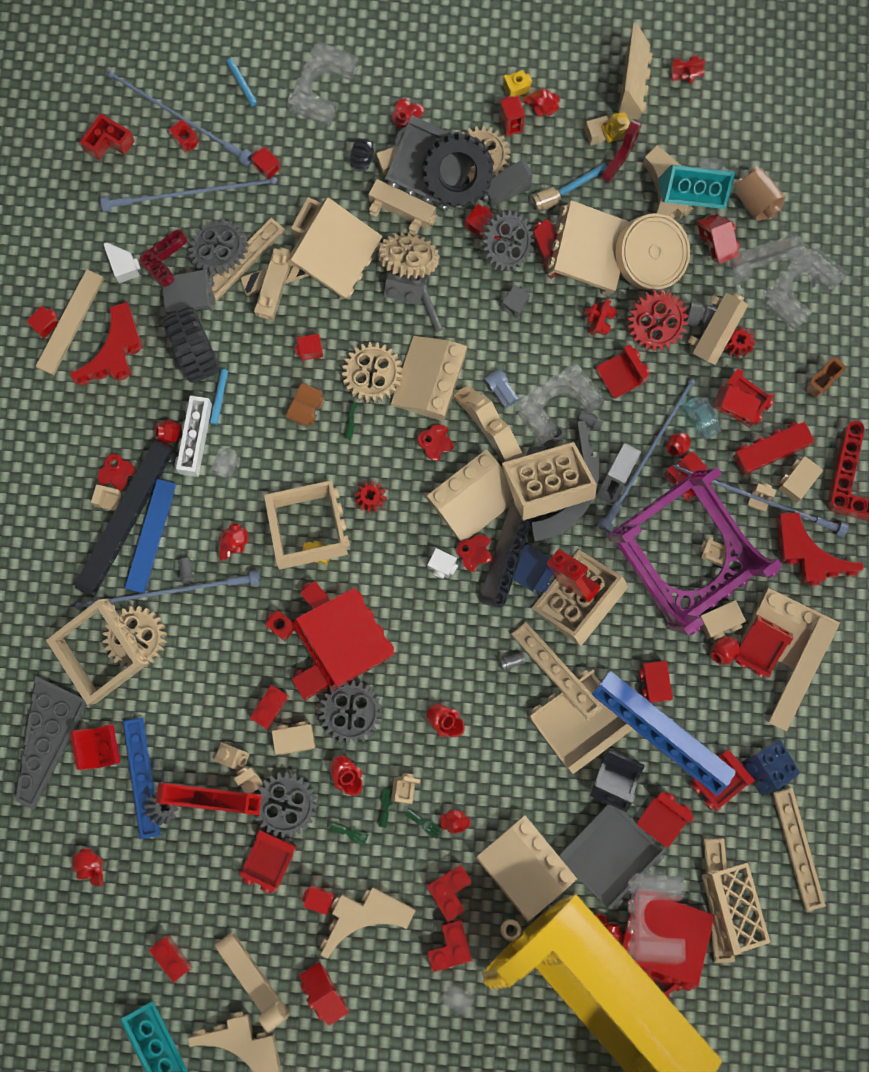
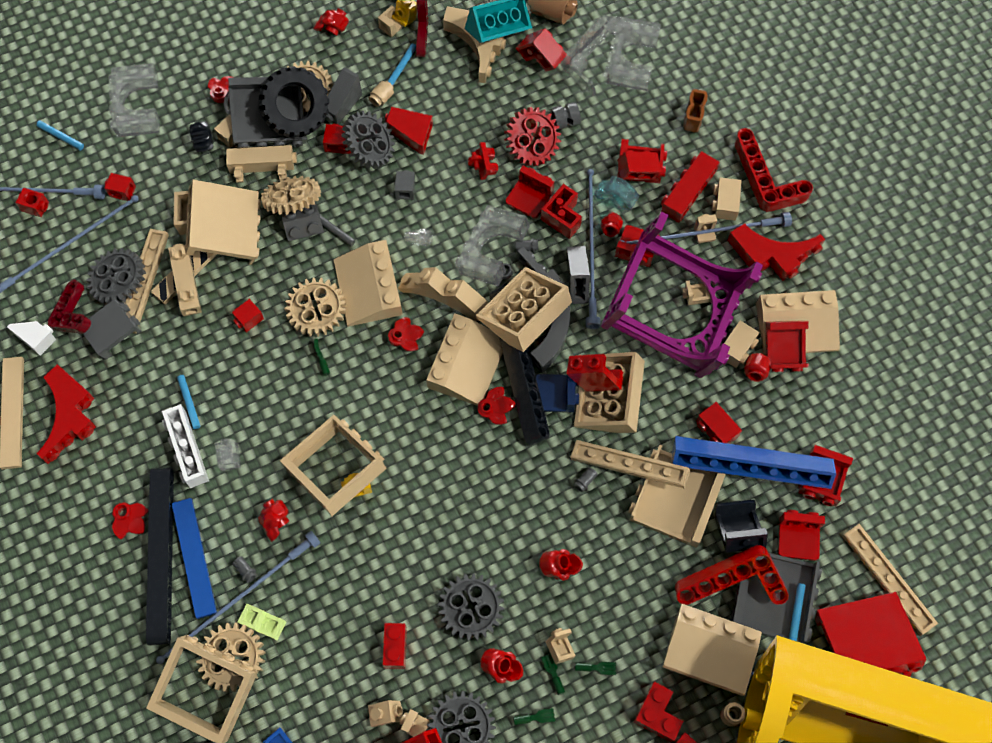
camera: 30 degrees left, 10 degrees down
(106, 497) = (132, 546): tan panel -> none
(168, 431) = (158, 455): red rock -> none
(175, 622) = (262, 622): none -> yellowish green slope
(191, 344) = (138, 365): black tyre -> none
(283, 633) = (369, 571): red brick -> none
(293, 739) = (434, 661): tan brick -> none
(305, 405) = (272, 366): dark orange brick -> none
(309, 682) = (421, 596): red brick -> none
(314, 595) = (377, 523): red brick -> none
(343, 638) = (426, 544): red brick -> none
(363, 495) = (377, 403): red gear -> none
(442, 564) = (474, 431): white brick -> none
(455, 821) = (623, 648): red rock -> none
(498, 383) = (430, 257): sand blue piece -> none
(500, 358) = (420, 237): none -> clear cone
(511, 115) = (312, 43): red brick -> none
(514, 87) = (301, 20): yellow brick -> none
(583, 818) = (733, 576): none -> red beam
(587, 246) = (440, 109): tan panel -> none
(618, 881) = (797, 611): none -> dark azure bar
(636, 407) = (559, 212): none -> red brick
(644, 944) = (863, 648): clear arch -> none
(652, 252) = (495, 86): tan brick -> none
(717, 895) = (906, 591): tan fence -> none
(720, 328) = (588, 115): tan brick -> none
(745, 338) = (608, 120): red gear -> none
(771, 768) = (858, 441): dark blue bracket -> none
(798, 849) = (925, 496): tan tile -> none
(803, 673) = (833, 348): tan tile -> none

